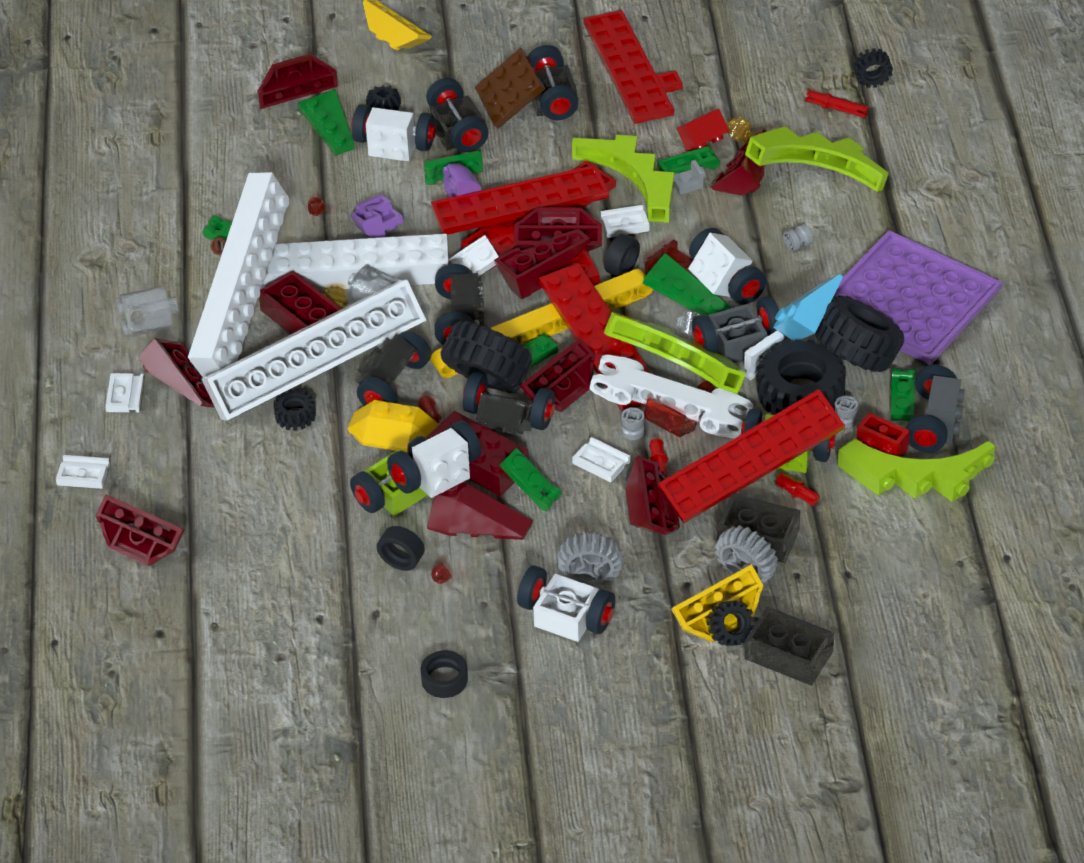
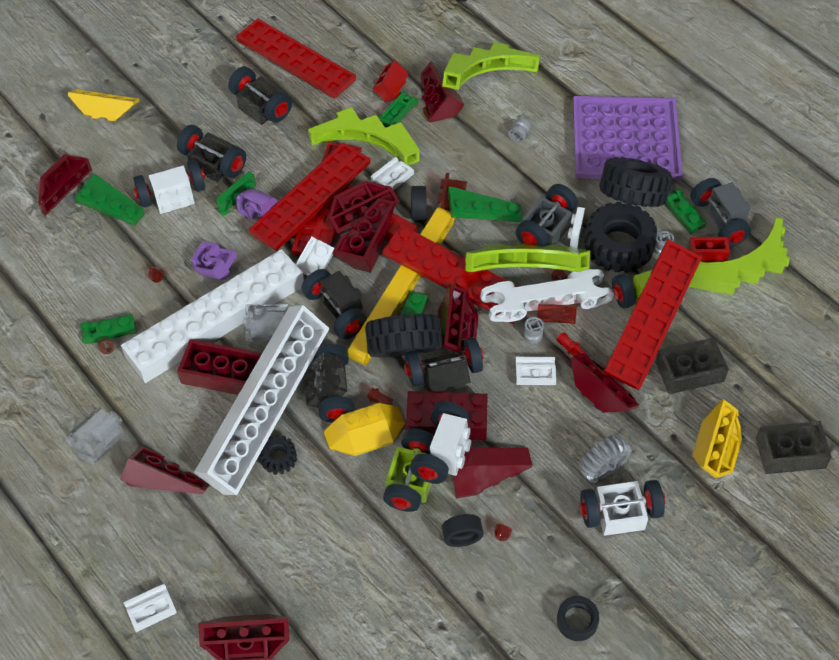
camera: 35 degrees left, 10 degrees up
(124, 392) = (129, 515): white plate -> none
(239, 274) = (160, 369): white brick -> none
(336, 295) = (235, 341): clear yellow gear -> none
(384, 98) = (140, 164): black gear -> none
(509, 88) = (230, 112): reddish brown plate -> none
(530, 480) = (506, 416): green plate -> none
(670, 81) = (335, 55): red plate -> none
(685, 322) = (505, 231): clear gear -> none
(689, 180) = (410, 120): light grey bracket -> none
(718, 627) = (742, 453): black tyre -> none
(725, 267) = (495, 175): white brick -> none
(740, 129) = (413, 68): clear yellow gear -> none
(741, 548) = (705, 392): light grey gear -> none
(797, 489) = (689, 320): red axle -> none
(805, 313) = (595, 179): medium azure slope -> none
(828, 101) = (451, 22): red pin -> none

